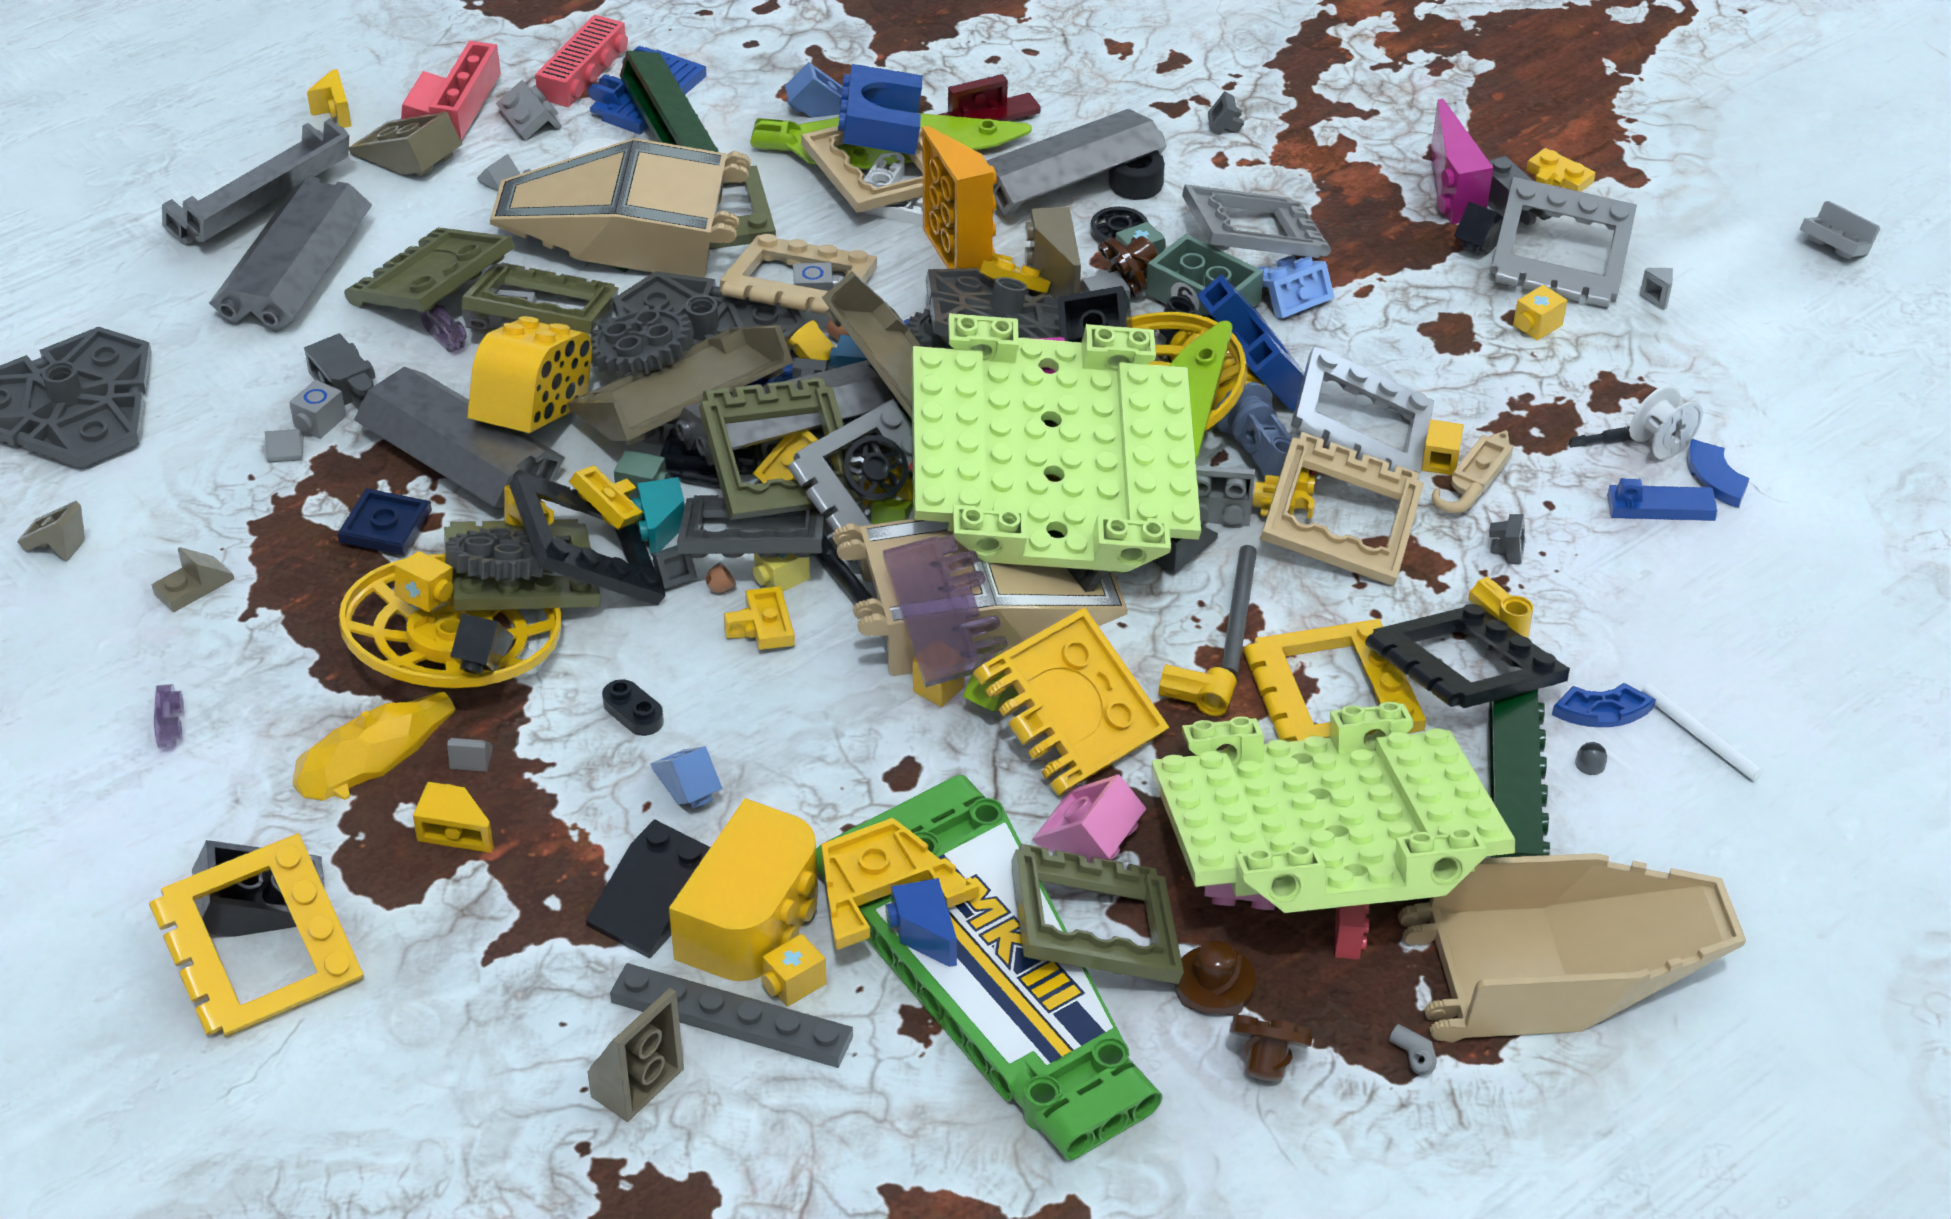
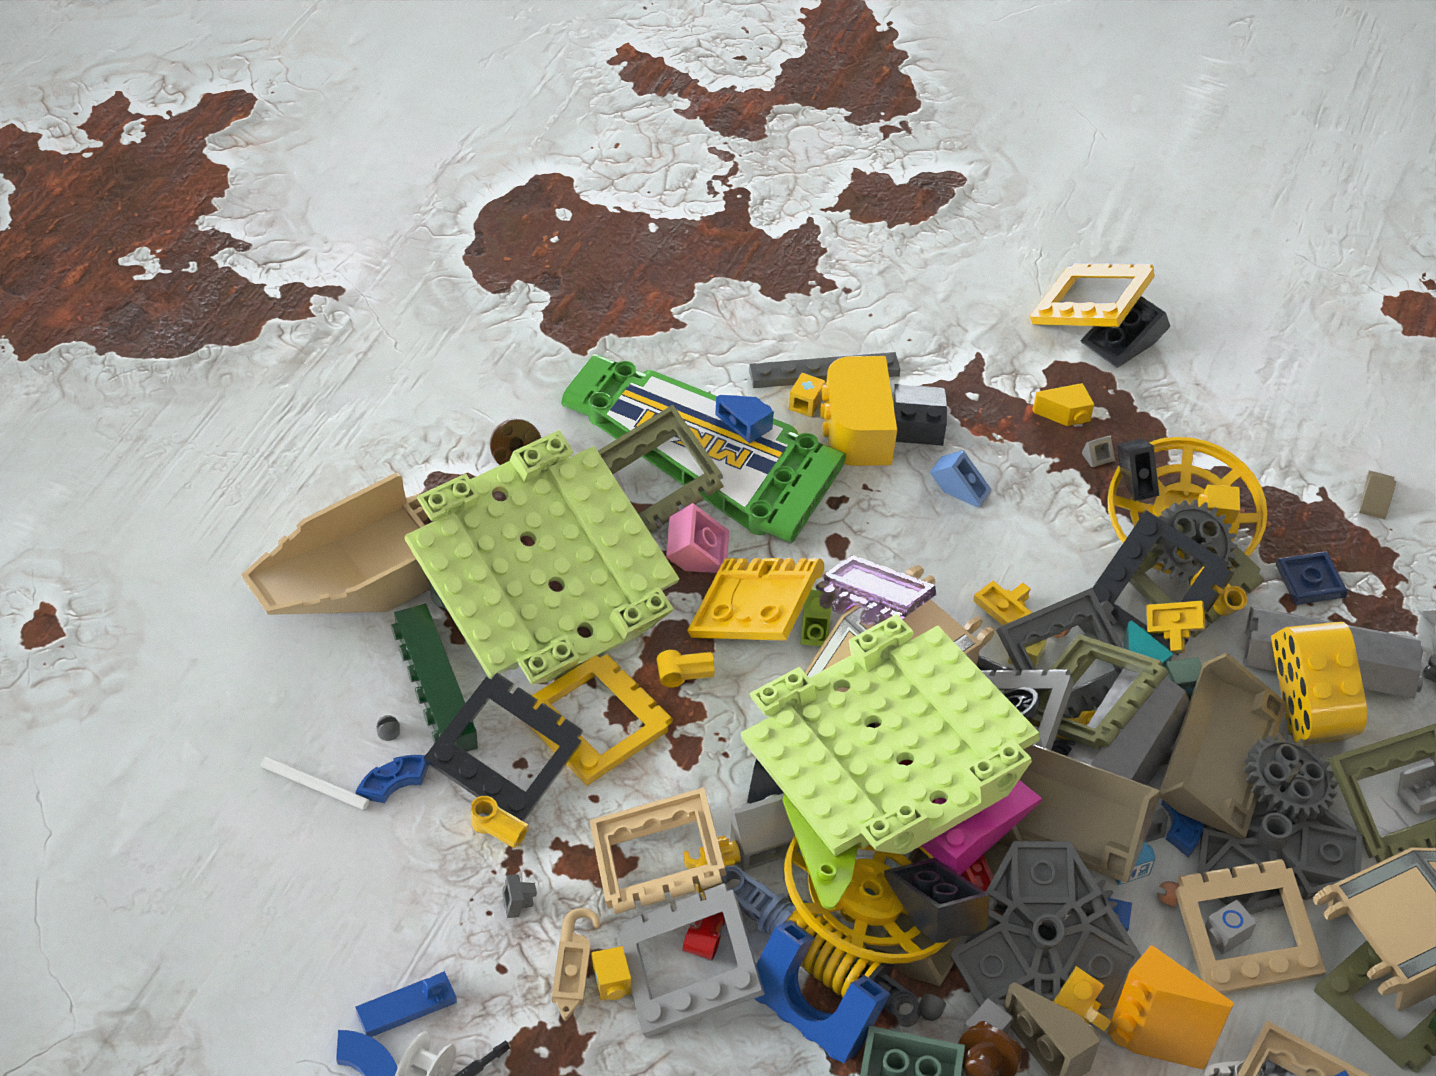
camera: 150 degrees right, 5 degrees up
(166, 723) = (1284, 400): clear purple plate -> none
(368, 746) = (1164, 419): yellow piece -> none
(633, 707) = (1034, 518): black plate -> none
(639, 1060) = (848, 307): dark tan slope -> none
(810, 342) = (1175, 857): yellow tile -> none
(870, 862) = (795, 442): yellow wing -> none
(1239, 609) = (693, 749): dark grey piece -> none
(1419, 1049) = (424, 481): light grey arm -> none

